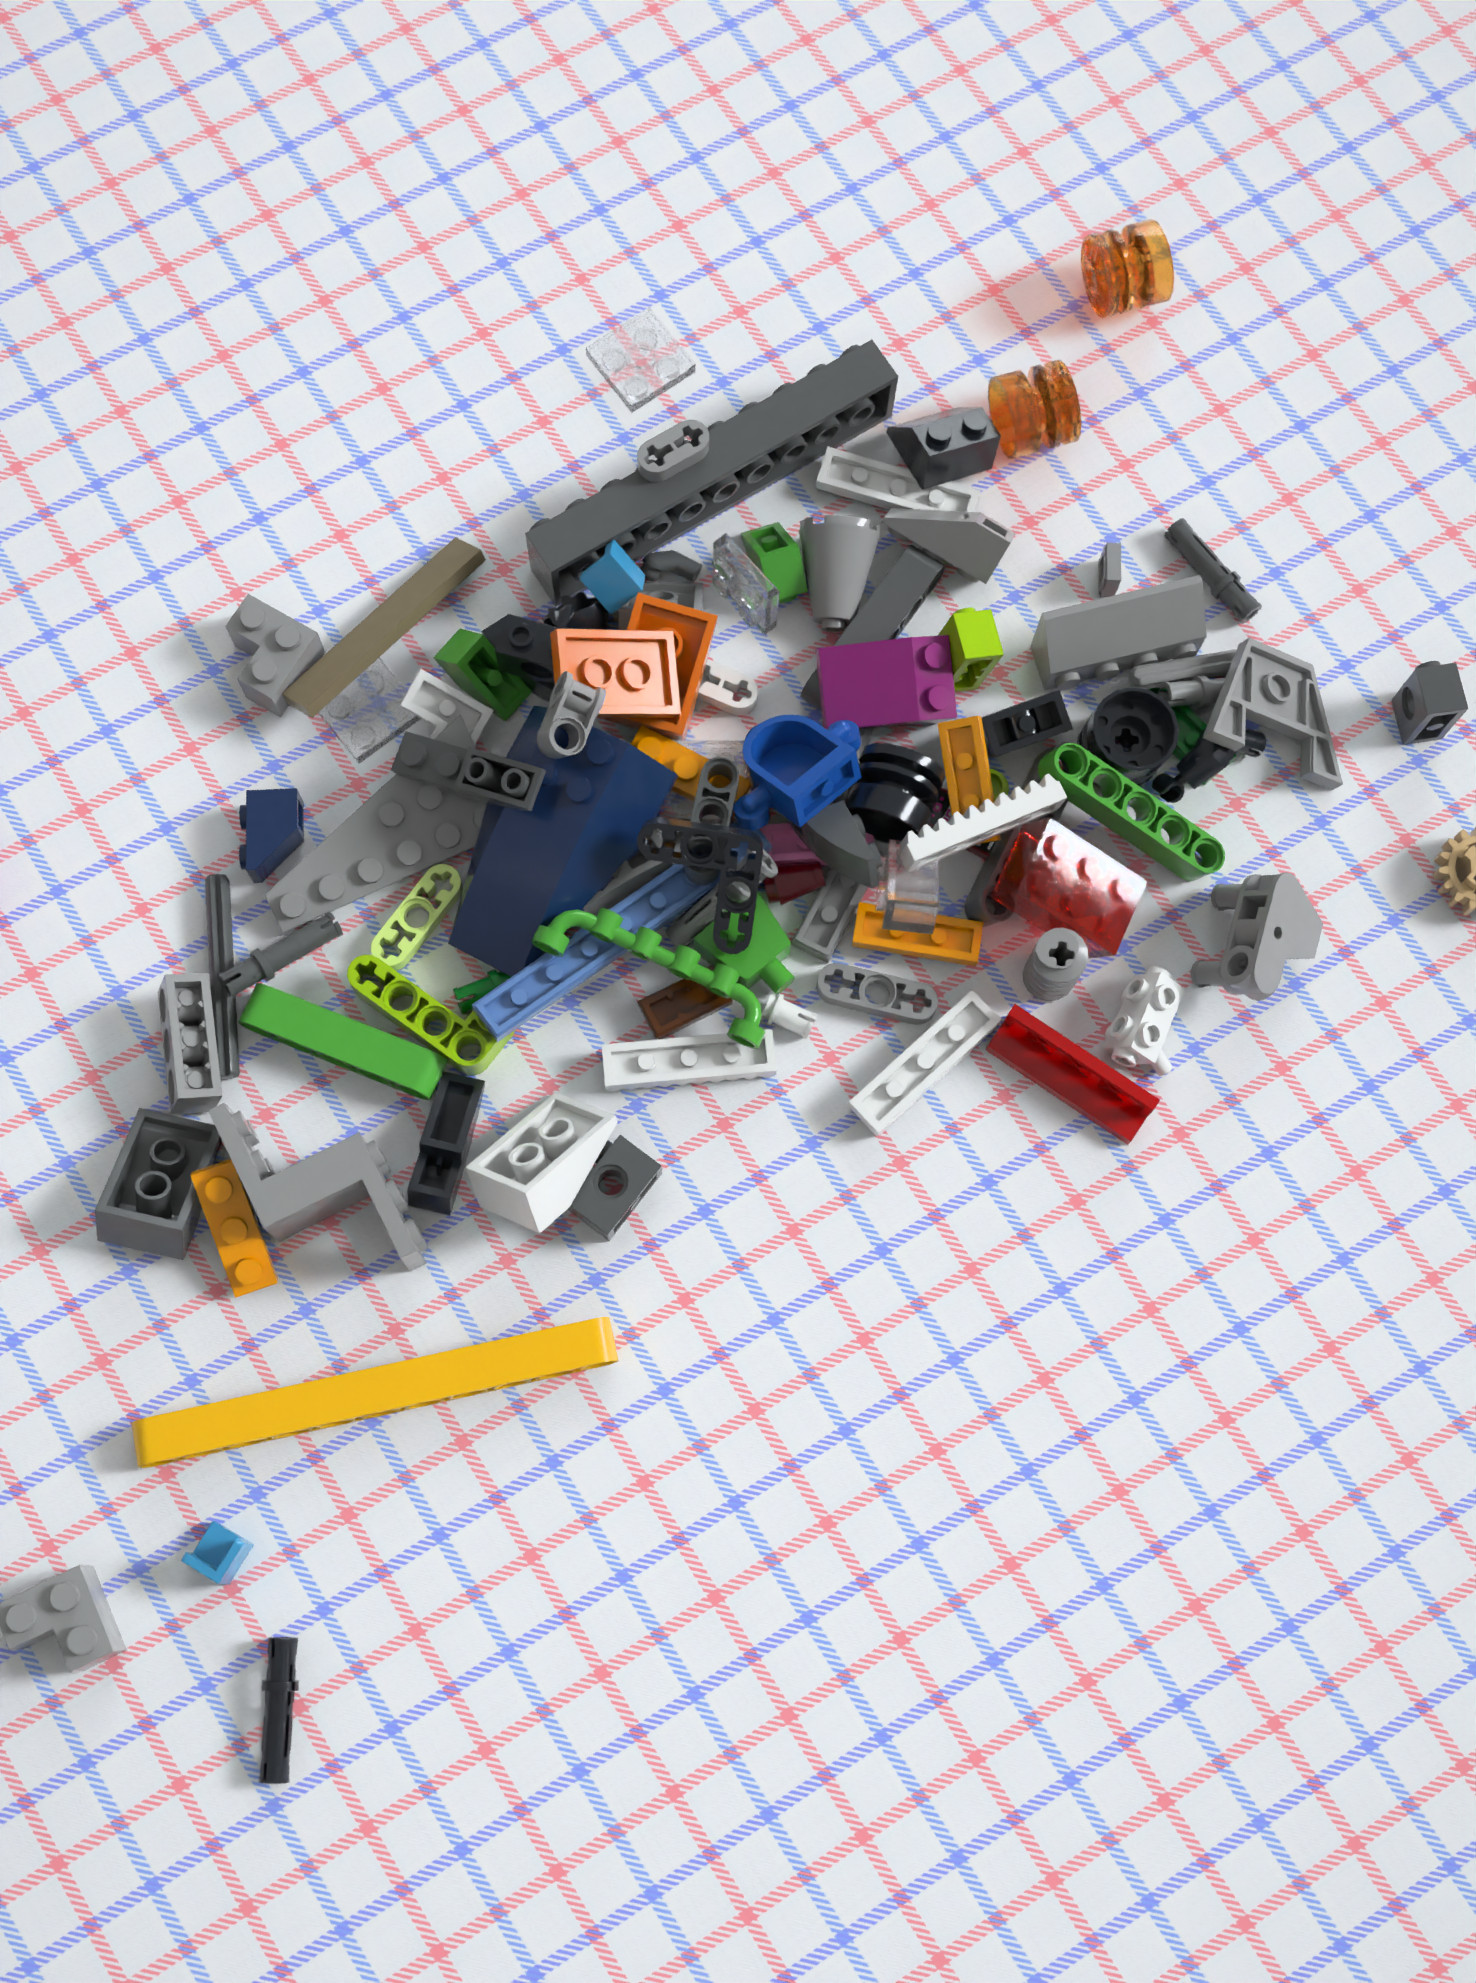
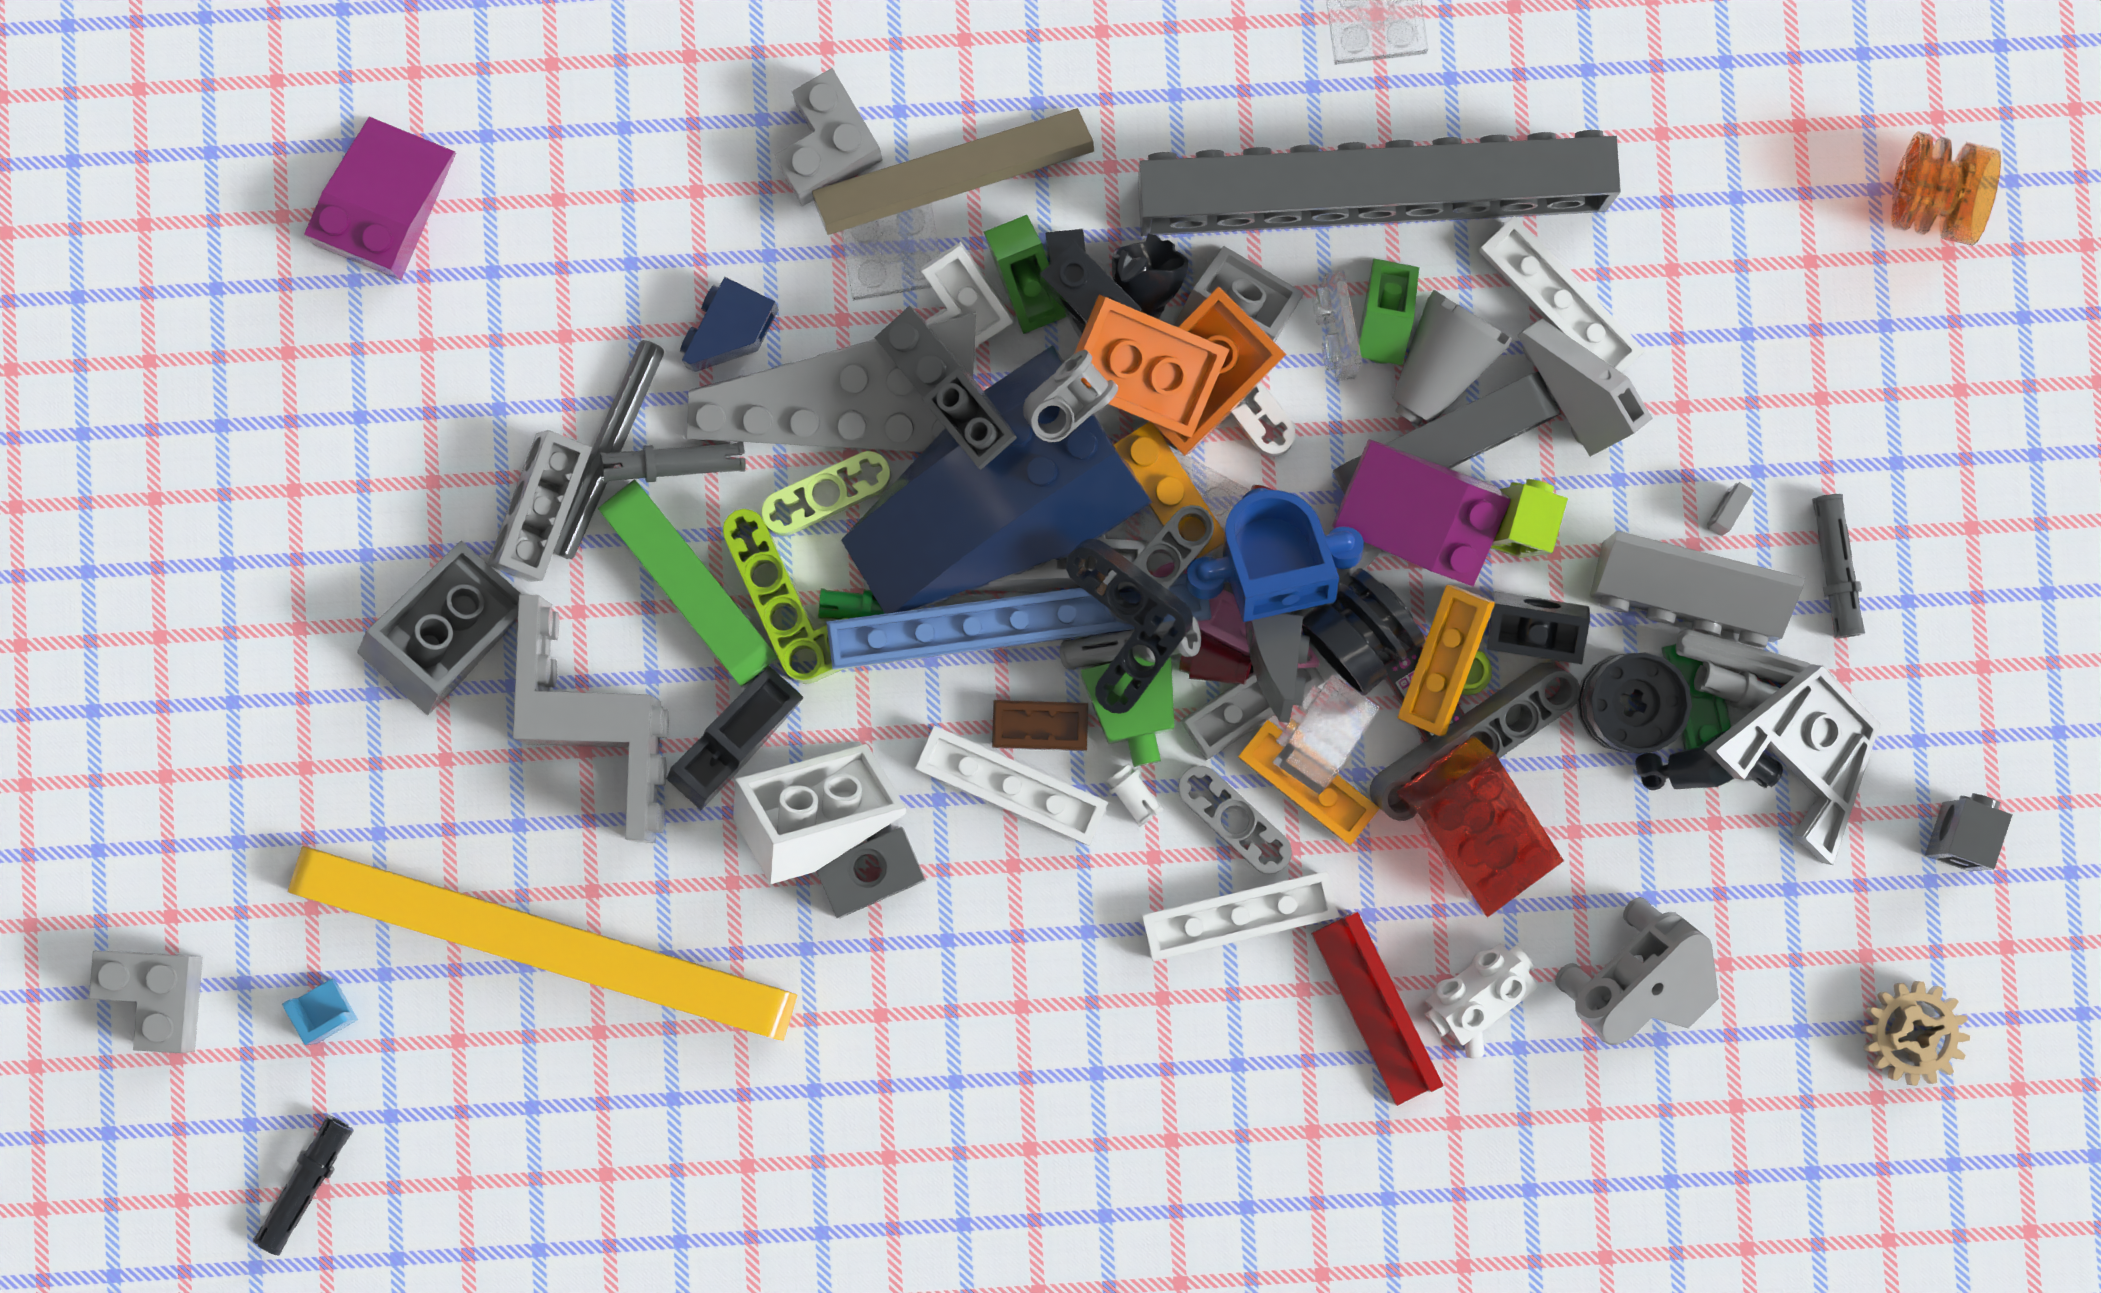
camera: 35 degrees right, 10 degrees up
(234, 1228) = (489, 714): light orange plate -> none
(613, 578) = (1206, 256): dark azure panel -> none
(646, 947) = (1027, 656): bright green bar -> none
(670, 561) = (1281, 251): dark grey arm -> none
(672, 449) = (1338, 165): light grey beam -> none
(946, 445) = (1637, 279): black slope -> none
(981, 823) = (1423, 717): white gear -> none
(1035, 409) = (1760, 296): clear orange wheel -> none
(1055, 964) = (1440, 890): light grey piece -> none
(1150, 813) = (1609, 793): bright green beam -> none

